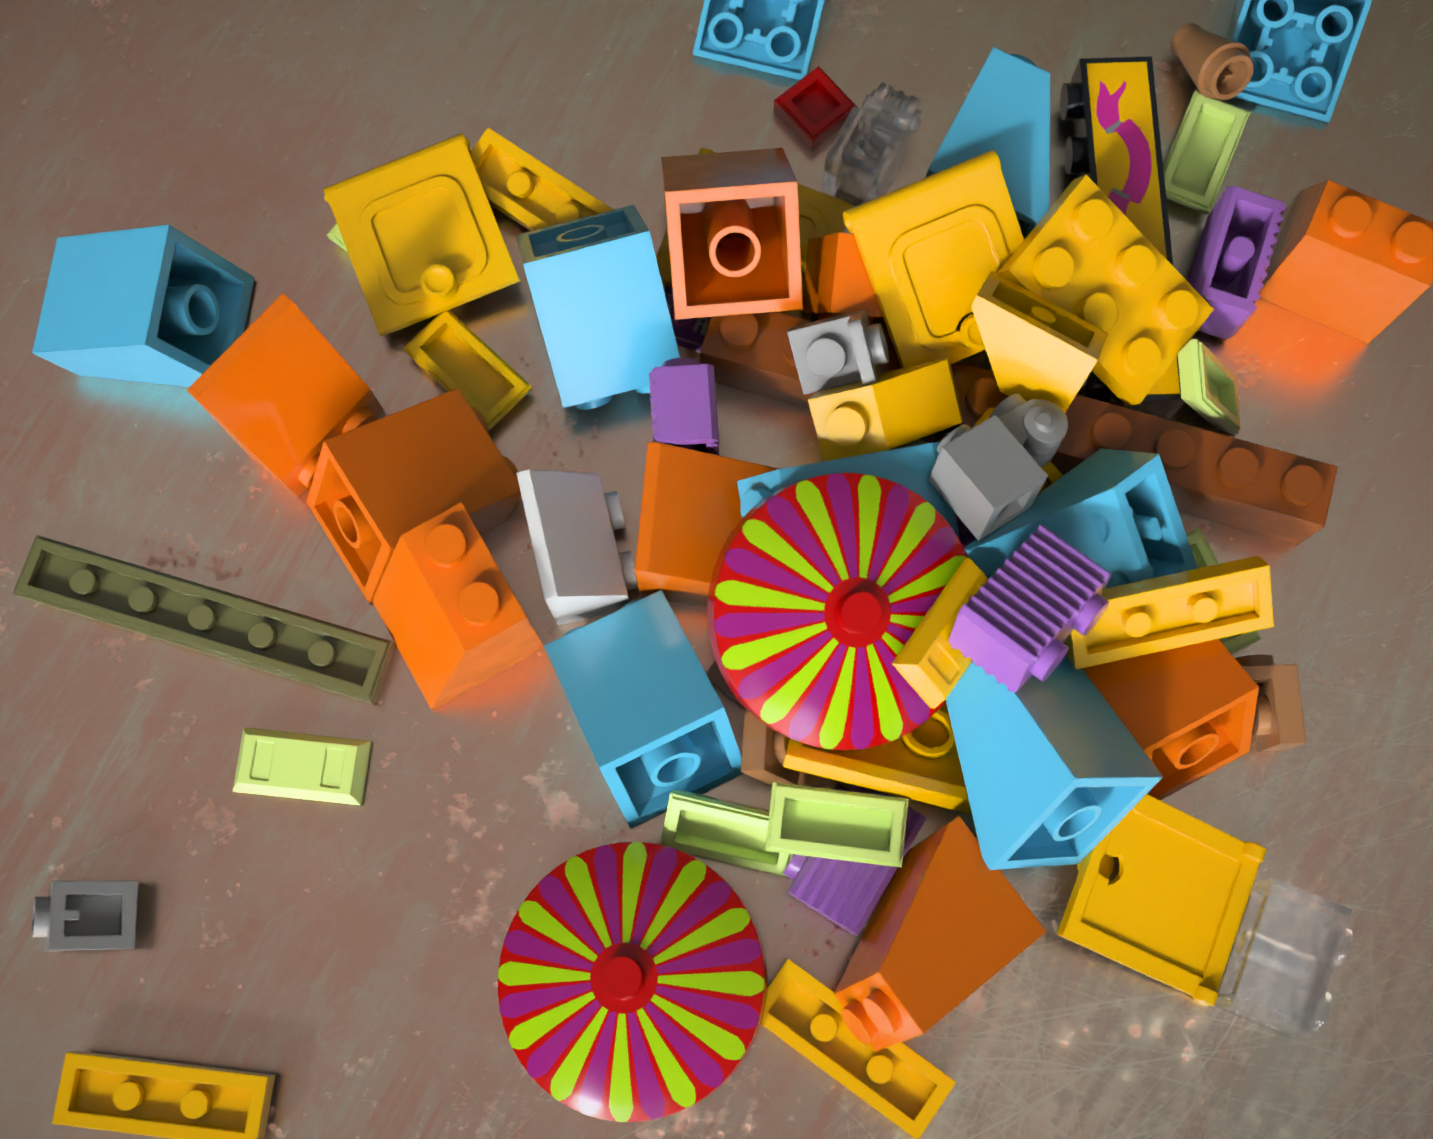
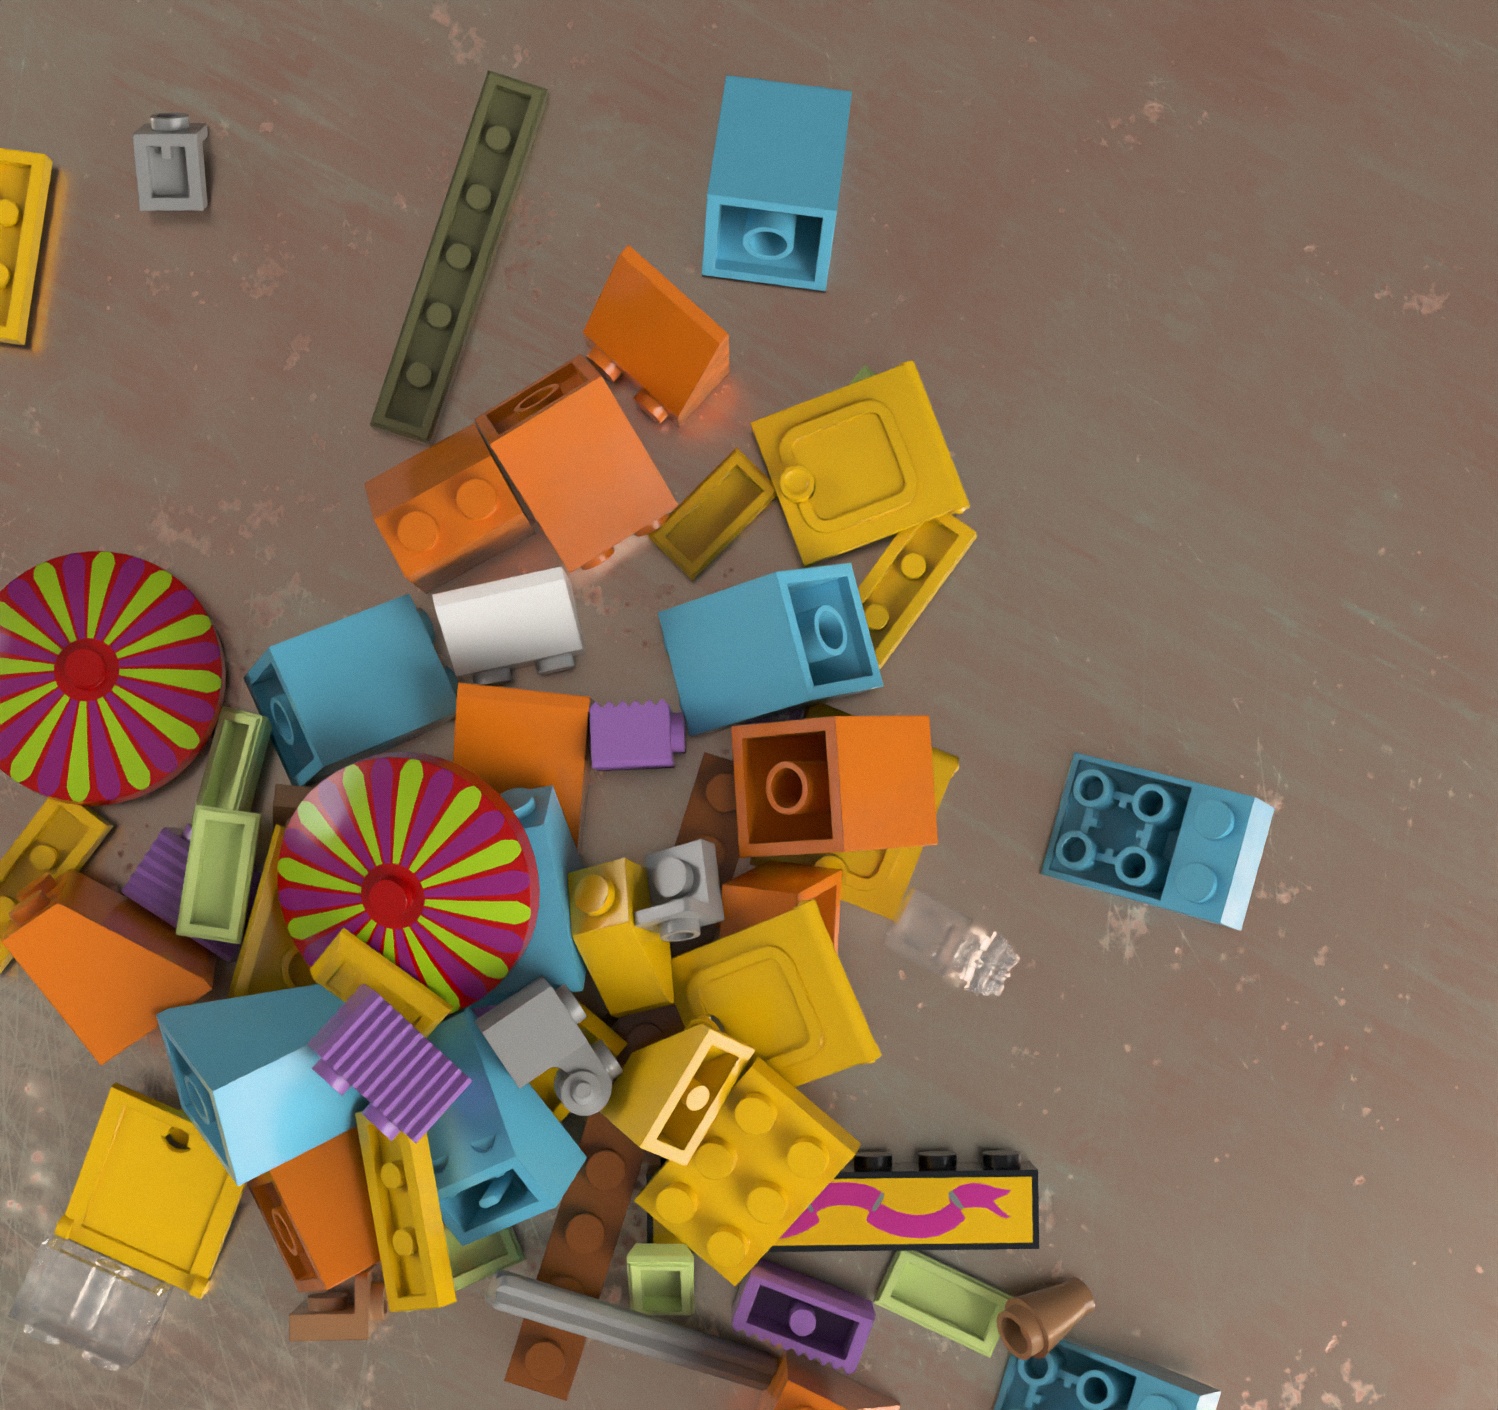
camera: 85 degrees right, 10 degrees up
(302, 766) = (313, 359): yellowish green tile -> none
(814, 108) = (1007, 883): red tile -> none
(1011, 116) = (923, 1075): medium azure slope -> none
(1263, 410) = (630, 1329): none -> light grey axle

